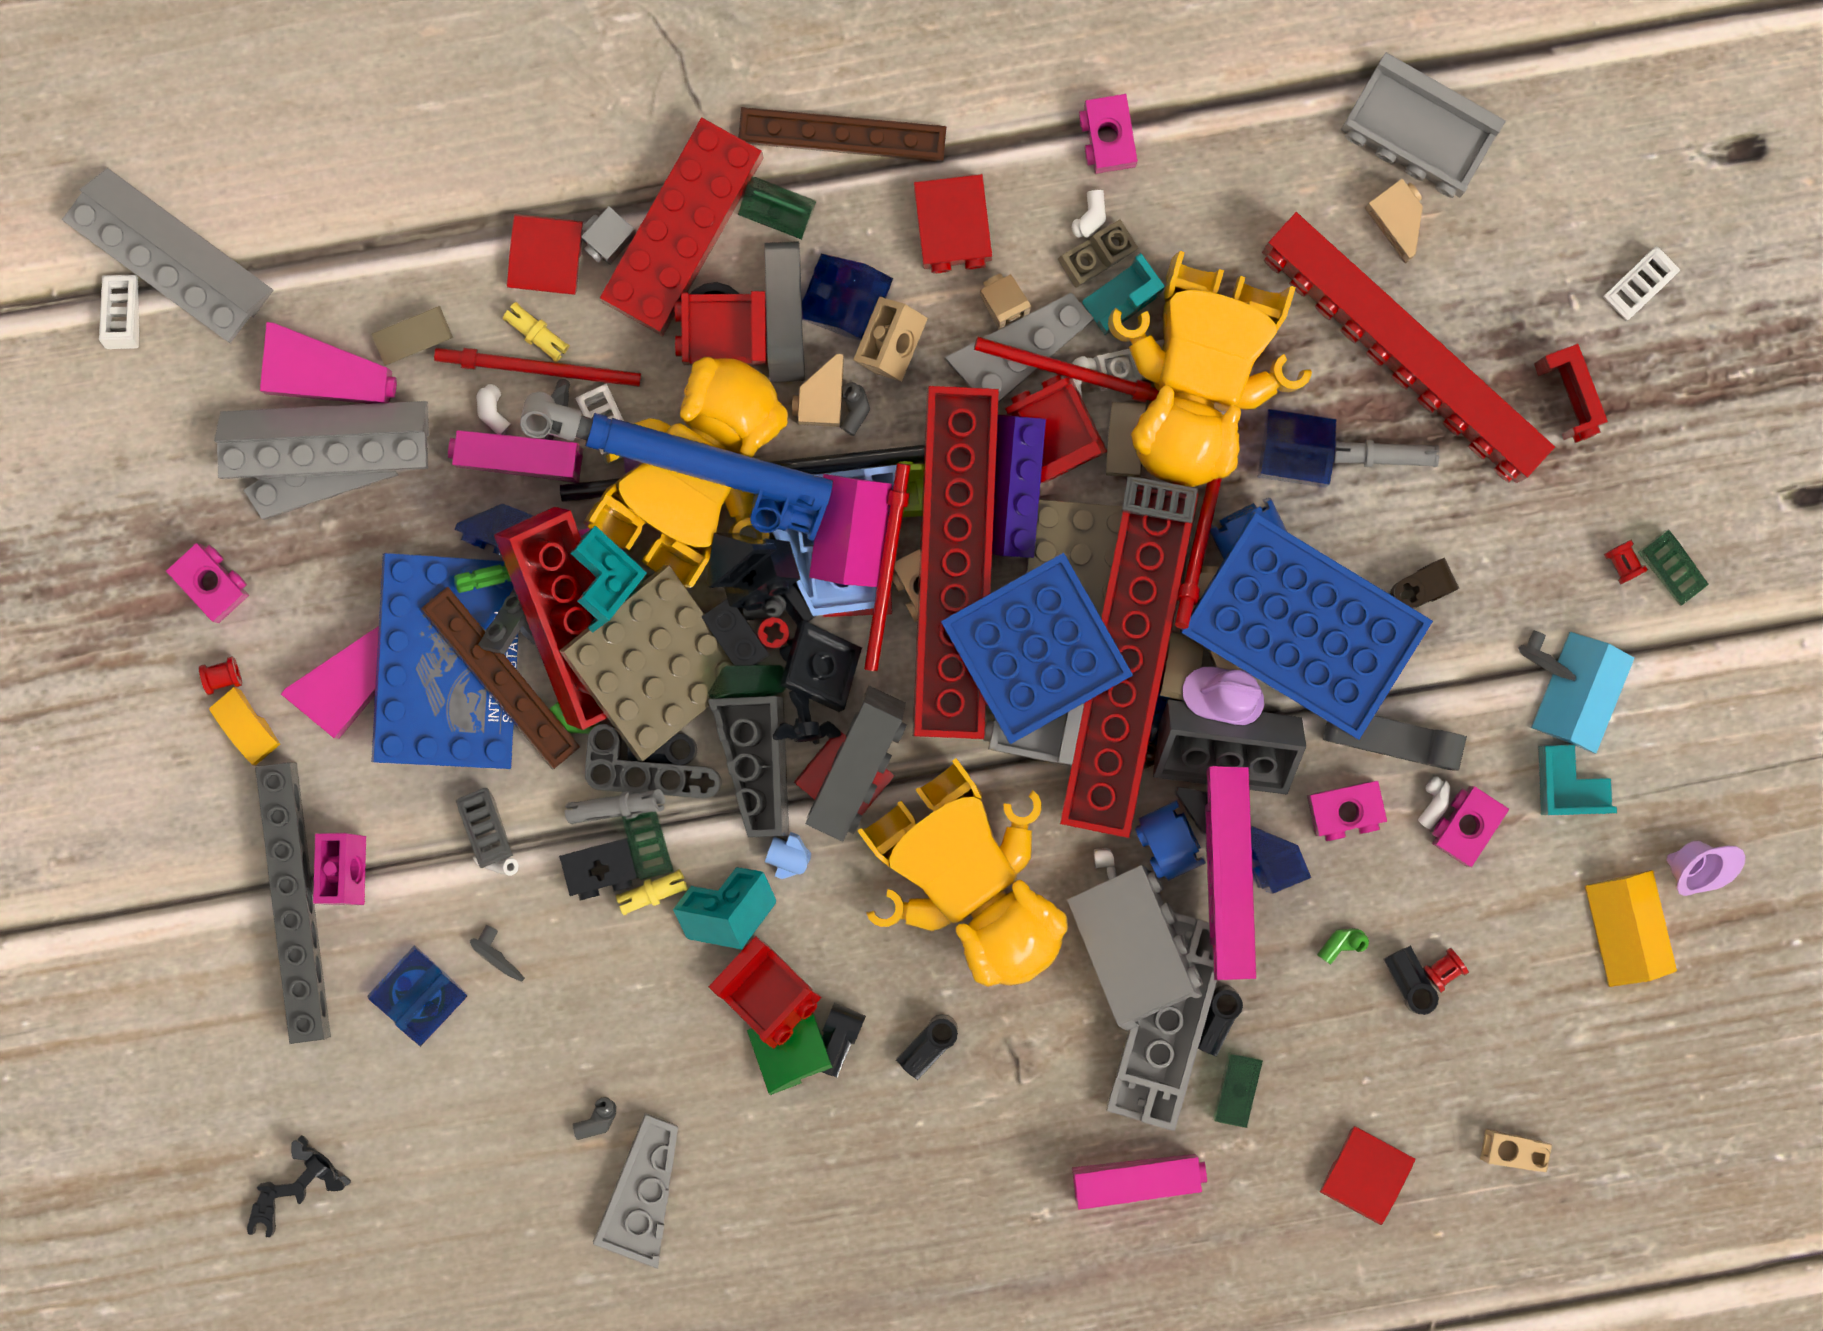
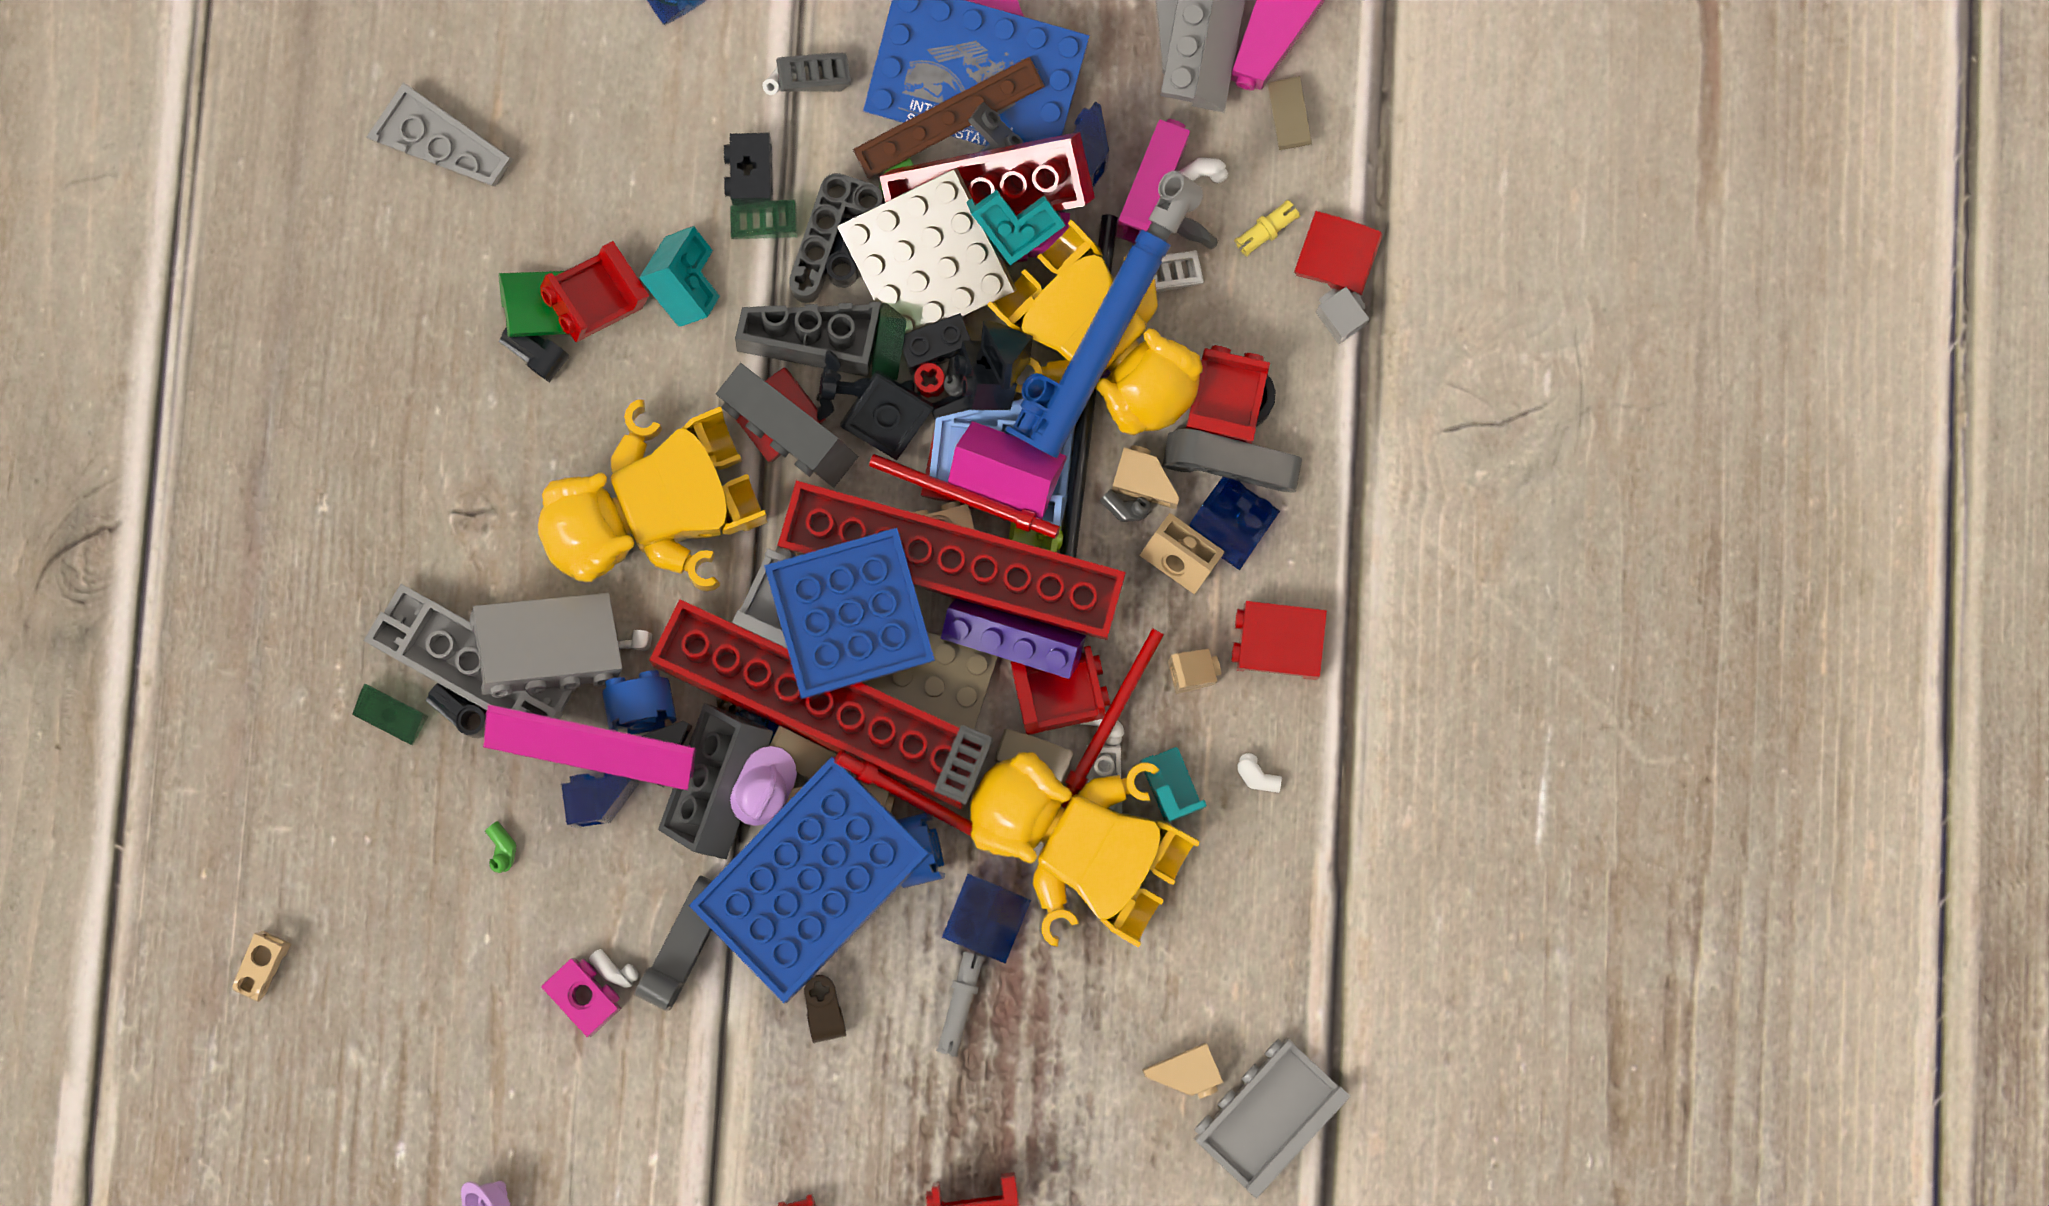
camera: 95 degrees right, 5 degrees down
(471, 359) = (1255, 163): red bar -> none
(481, 578) = (1045, 119): bright green axle -> none
(493, 956) = (704, 48): dark grey bar -> none
(599, 1122) = (515, 116): dark grey arm -> none
(626, 804) = (801, 204): light grey pin -> none
(651, 892) = (716, 212): light yellow pin -> none
(682, 226) = (1335, 384): red brick -> none
(776, 207) = (1334, 480): clear green slope -> none
(789, 856) = (717, 345): light blue piece -> none
(842, 134) = (1389, 557): reddish brown tile -> none
(927, 1048) = (505, 432): black piece -> none
(1038, 332) = (1155, 694): light grey wing -> none
(1098, 253) = (1219, 773): dark tan slope -> none
(1111, 113) = (1312, 817): dark pink brick -> none
(1137, 1180) = (328, 595): dark pink slope -> none
(1367, 1175) = (275, 817): red slope -> none
(1368, 804) = (638, 899): dark pink brick -> none
(1406, 349) = (1055, 1046): red brick -> none
(1410, 977) = (451, 904): black piece -> none
(1445, 970) = (450, 939): red bush -> none
(1542, 659) = (733, 1100): dark grey bar -> none
(1563, 792) = (590, 1097): teal panel -> none
(1583, 707) = (683, 1140): medium azure slope -> none
(1631, 929) = (443, 1131): yellow slope -> none

